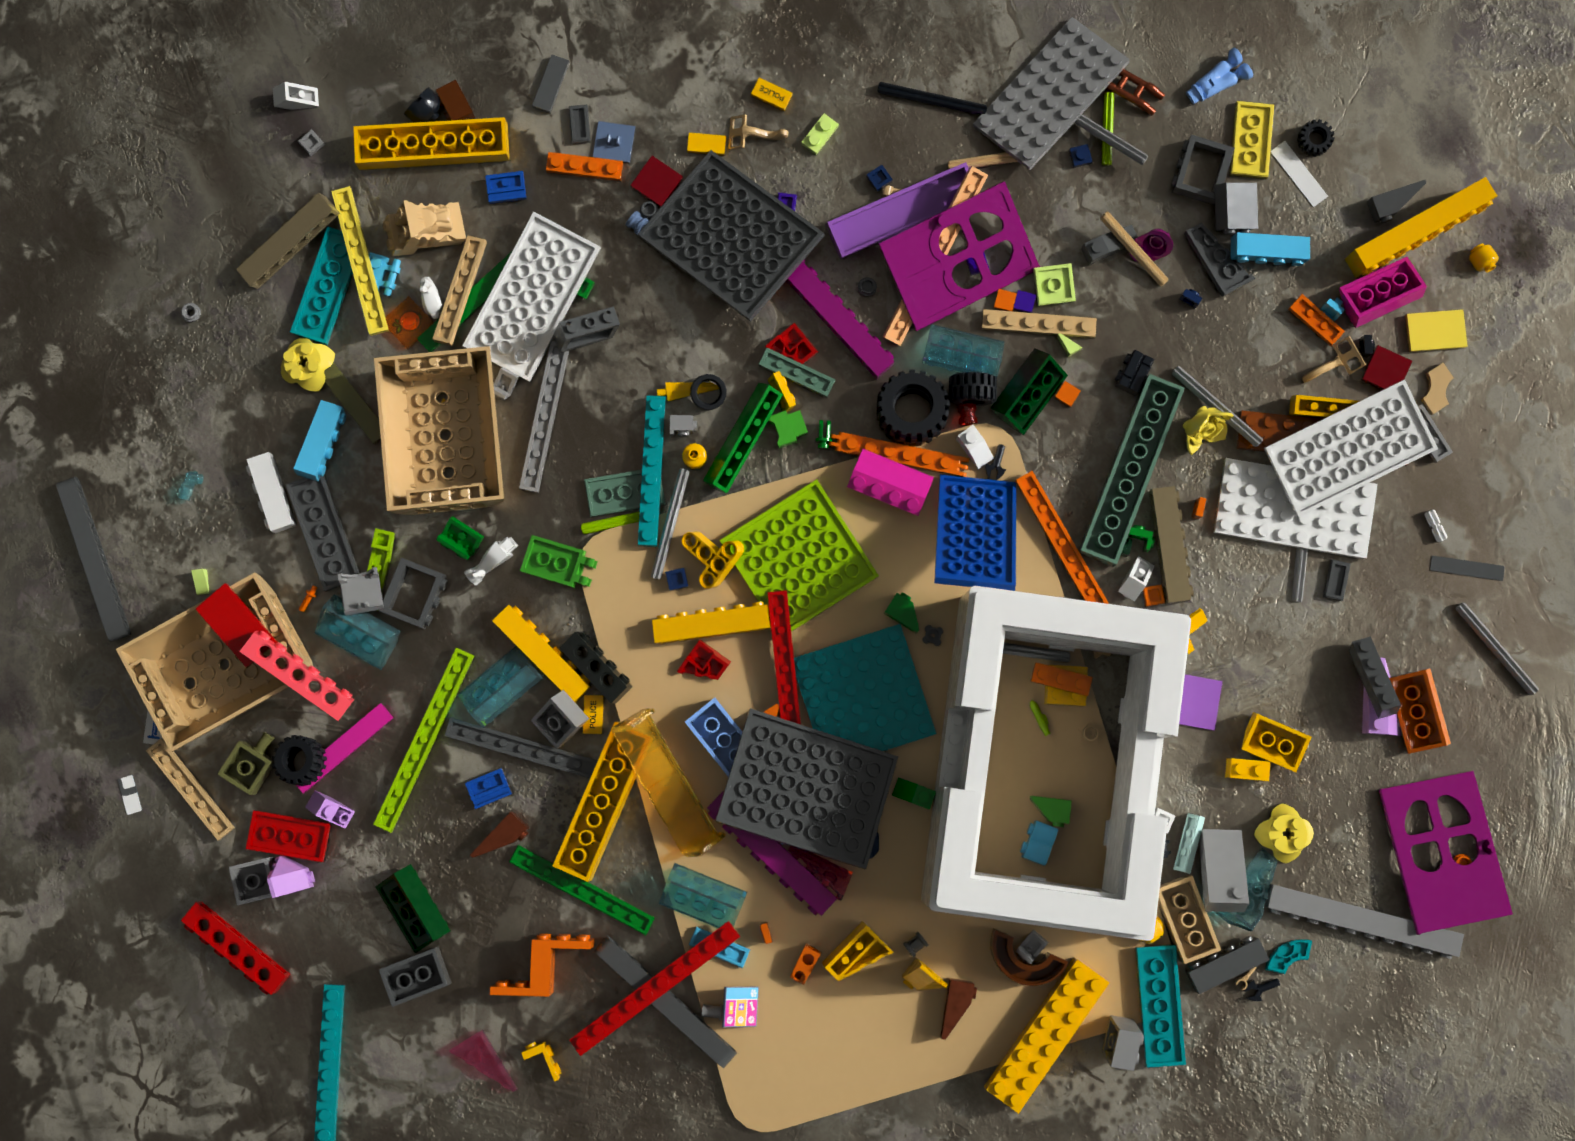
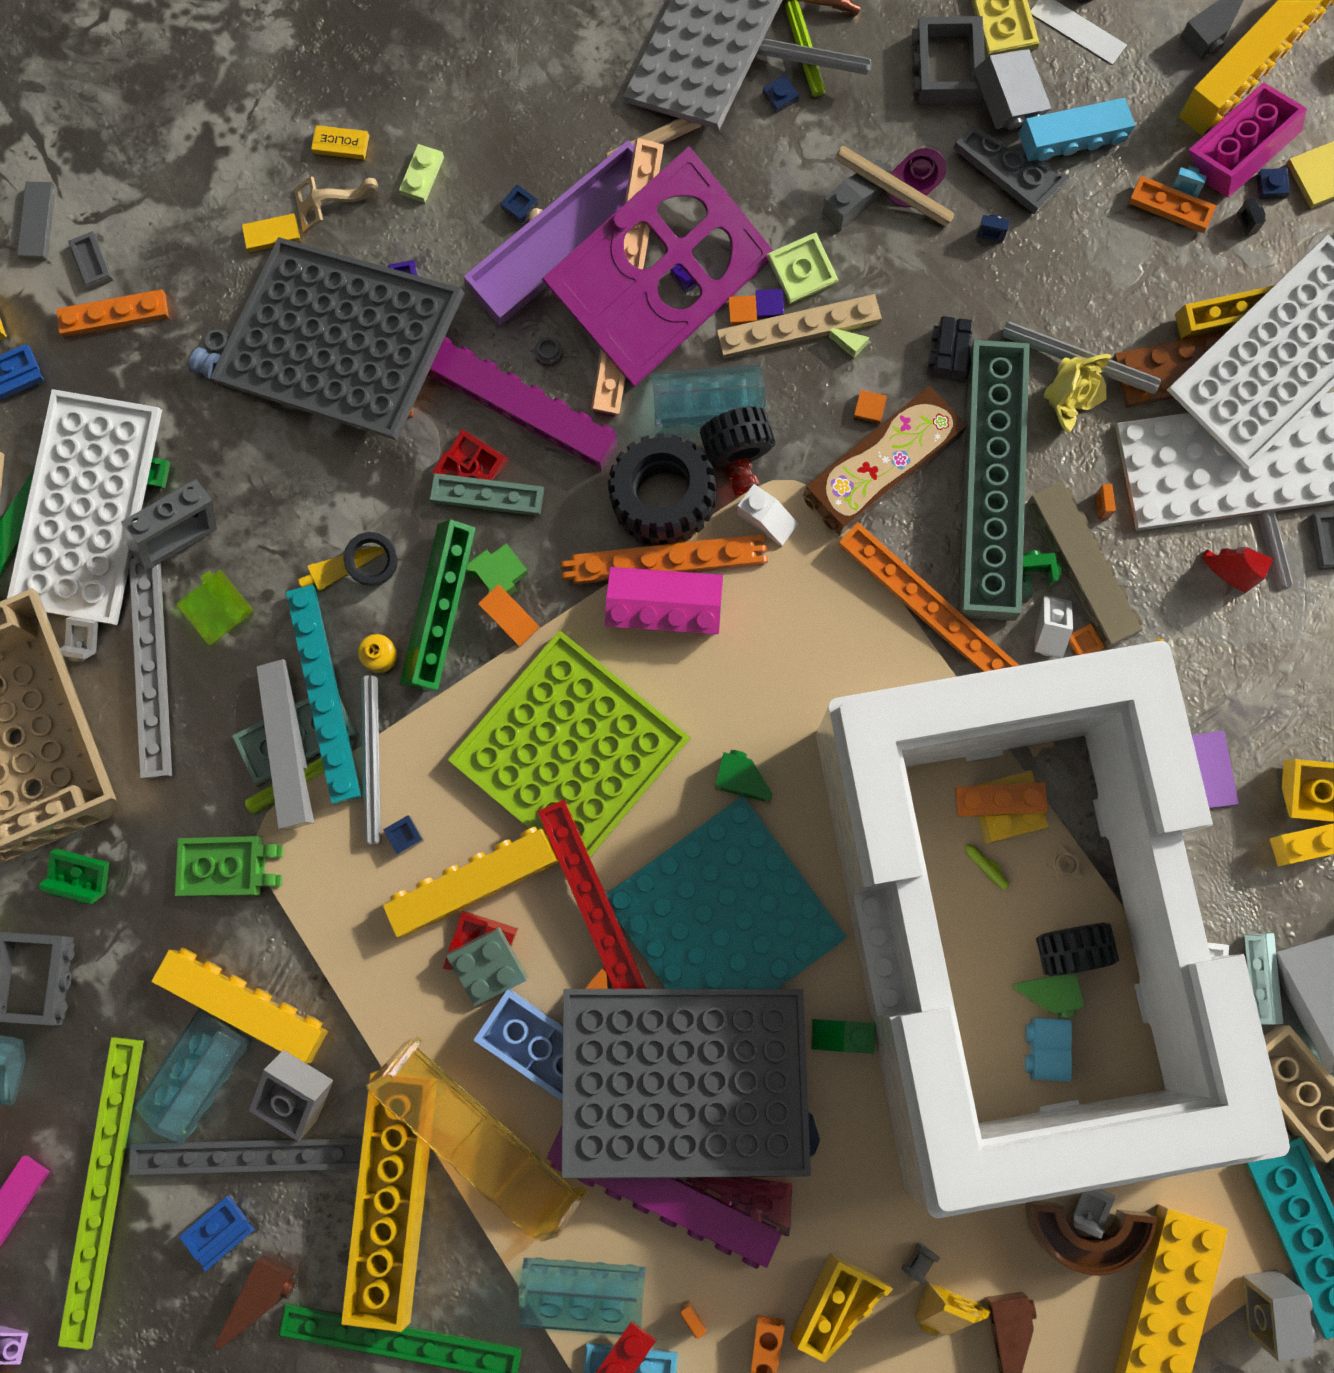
camera: 10 degrees left, 5 degrees down
(496, 554) = (129, 886): white hips -> none
(572, 649) = (283, 986): pearl dark grey brick -> none
(594, 710) = (342, 1069): yellow tile -> none
(597, 390) = (214, 606): none -> clear neon green hinge
(614, 141) = (144, 268): sand blue piece -> none
(617, 497) = (284, 747): none -> light grey slope
(656, 181) = (216, 301): dark red tile -> none
(682, 425) = (348, 616): light grey brick -> none
(705, 679) = (487, 966): none -> sand green plate
(716, 554) = (446, 790): yellow beam -> none
(779, 382) = (485, 535): yellow plate -> none
(787, 459) = (508, 615): none -> orange slope
(823, 441) = (552, 576): green arm -> none
(931, 98) = (557, 82): black axle -> none
(932, 630) = (801, 792): dark grey plate -> none
(976, 533) = (810, 630): blue plate -> none
(996, 463) = (804, 530): black bar -> none
(1029, 391) = (816, 417): dark green slope -> none
(1036, 652) = (954, 773): light grey axle -> none
(1063, 434) = (883, 461): none -> brick
(1077, 786) = (1077, 949): none -> black tyre
(1268, 578) = (1239, 567): none -> red slope
(1340, 360) = (1223, 246): tan piece -> none
(1385, 368) = (1288, 237): dark red tile -> none
(1390, 327) = (1273, 183): none -> dark blue plate

